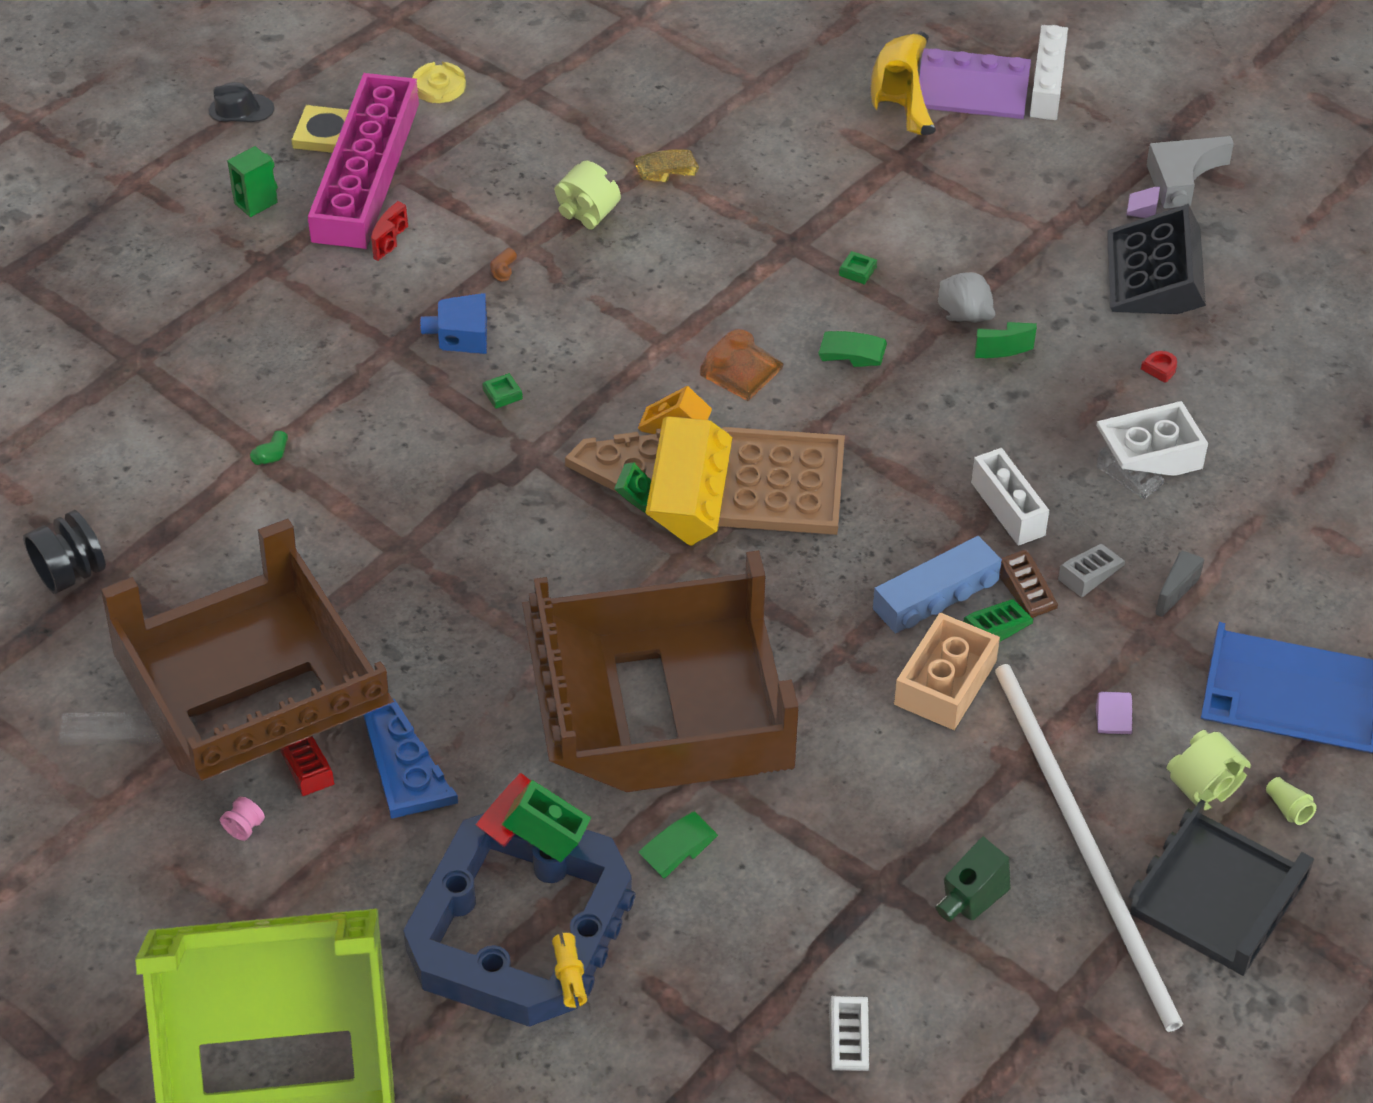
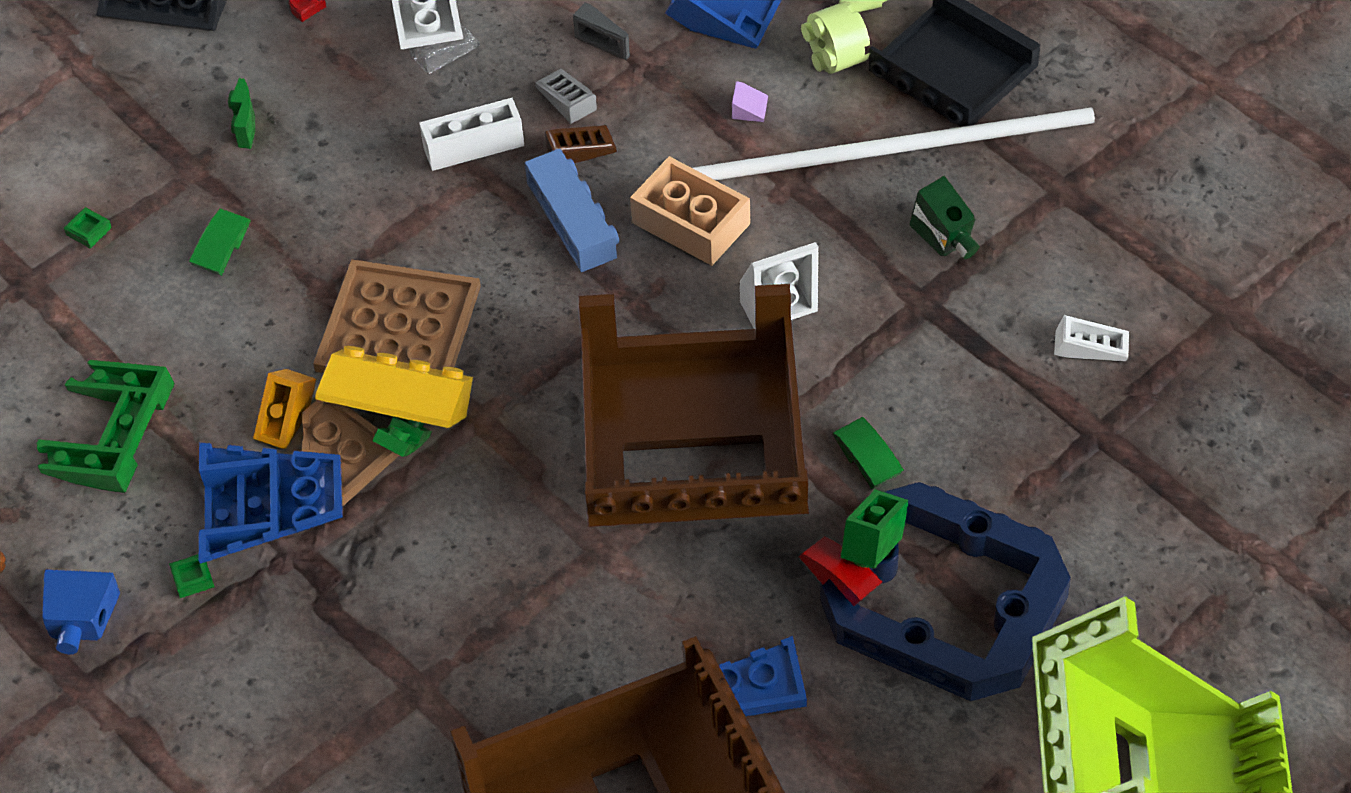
camera: 80 degrees left, 5 degrees up
(569, 970) = (1037, 534): yellow pin -> none
(570, 417) = (264, 496): none -> blue wedge
(606, 316) = (110, 464): none -> green wedge
(739, 364) = (213, 346): clear orange slope -> none
(854, 746) = (794, 267): none -> white slope
(966, 298) = (176, 133): light grey hair -> none
(993, 613) = (623, 189): green slope -> none

